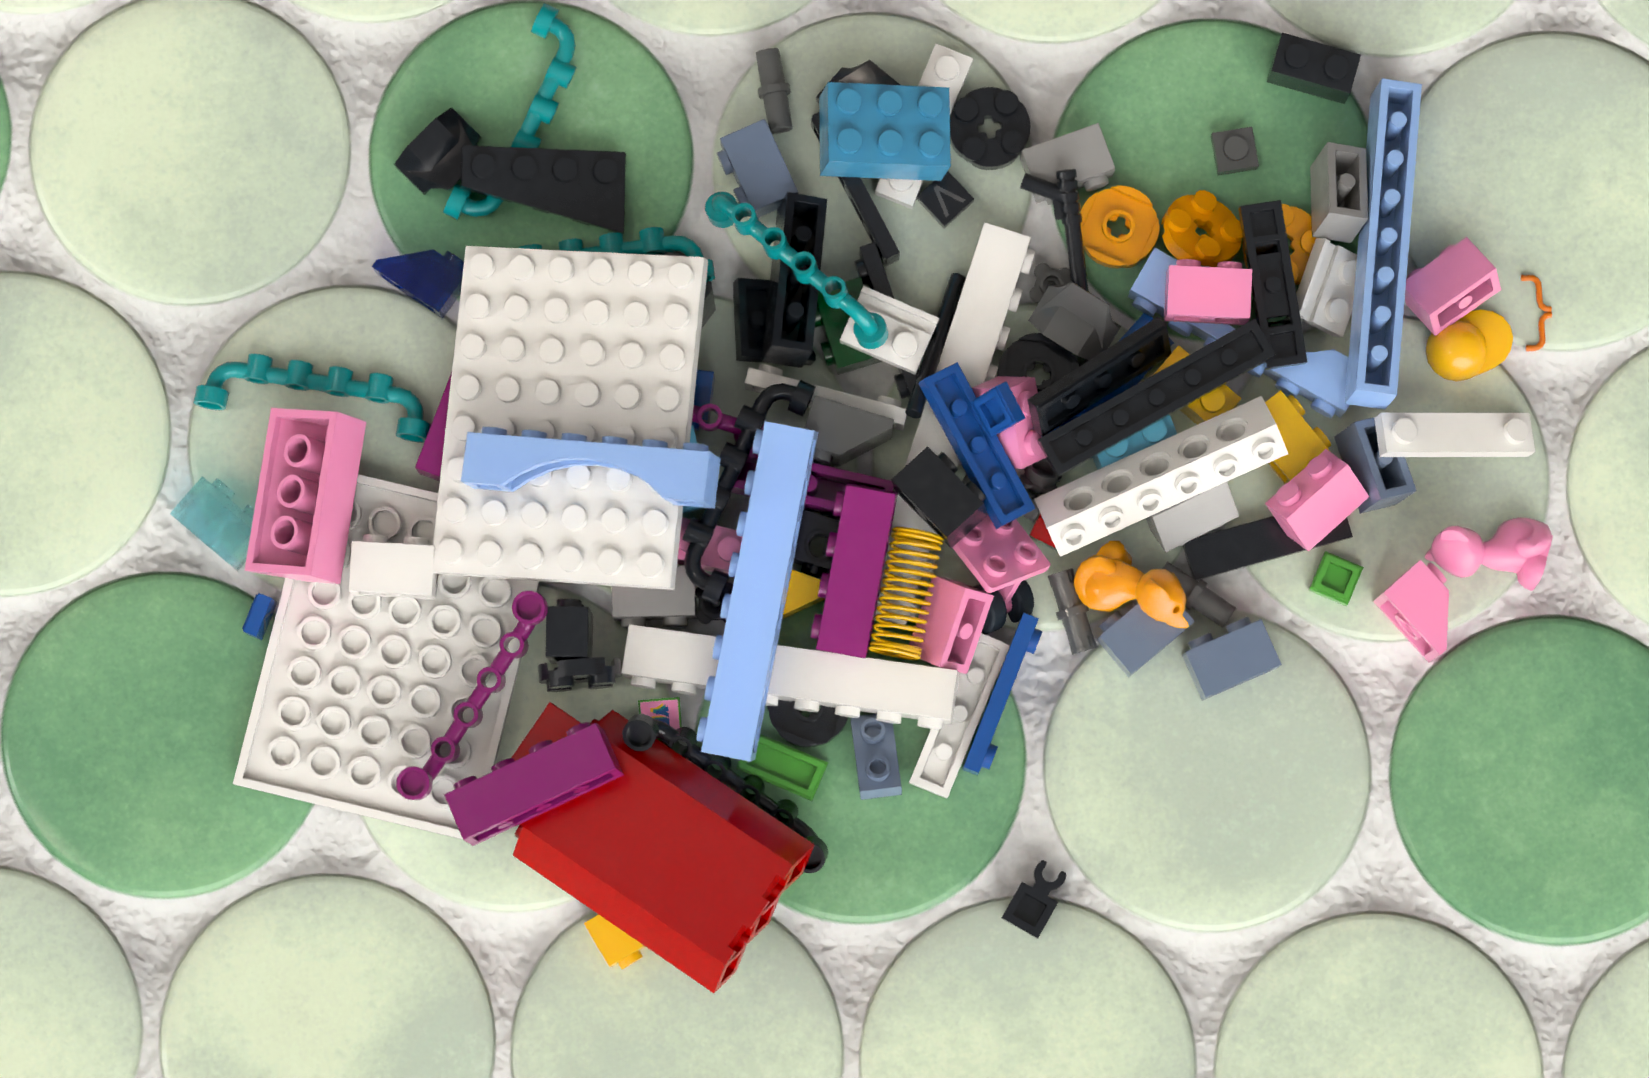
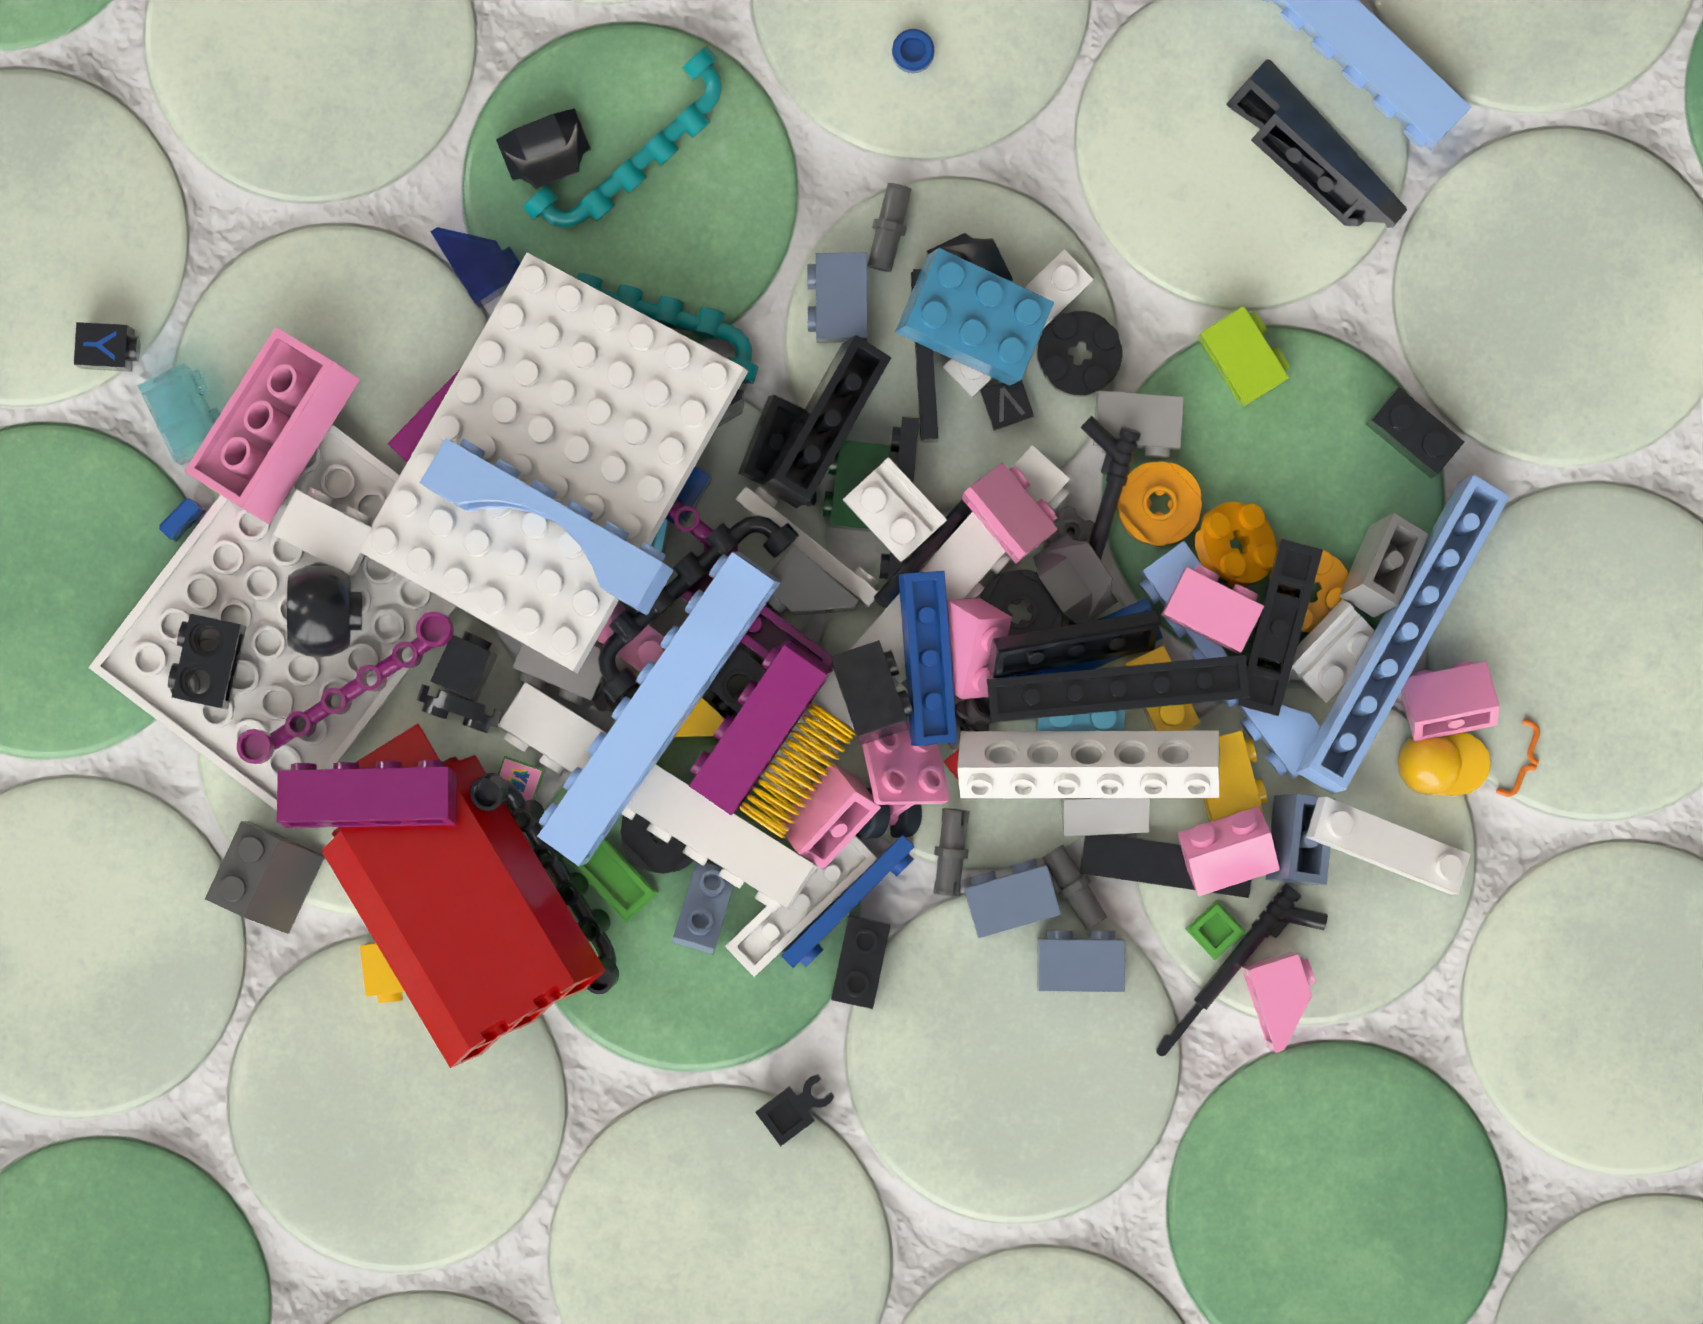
camera: 25 degrees right, 5 degrees up
(126, 494) = (106, 347): none -> black brick
(300, 377) = (319, 306): teal bar -> none
(348, 726) = (219, 664): none -> black brick
(421, 638) = (321, 610): none -> black wheel
(471, 901) = (264, 877): none -> dark grey slope
(554, 181) = (645, 227): black wing -> none
(724, 211) = (790, 325): teal bar -> none
(992, 286) = (1010, 511): none -> bright pink slope
(998, 409) = (962, 634): blue tile -> none
(1036, 742) = (860, 961): none -> black brick
(1111, 580) = (998, 841): light orange animal -> none
(1134, 67) = (1244, 356): none -> lime brick
(1234, 151) = (1304, 478): dark grey plate -> none
(1381, 550) = (1270, 922): none -> black piece
(1516, 547) = (1400, 976): bright pink animal -> none

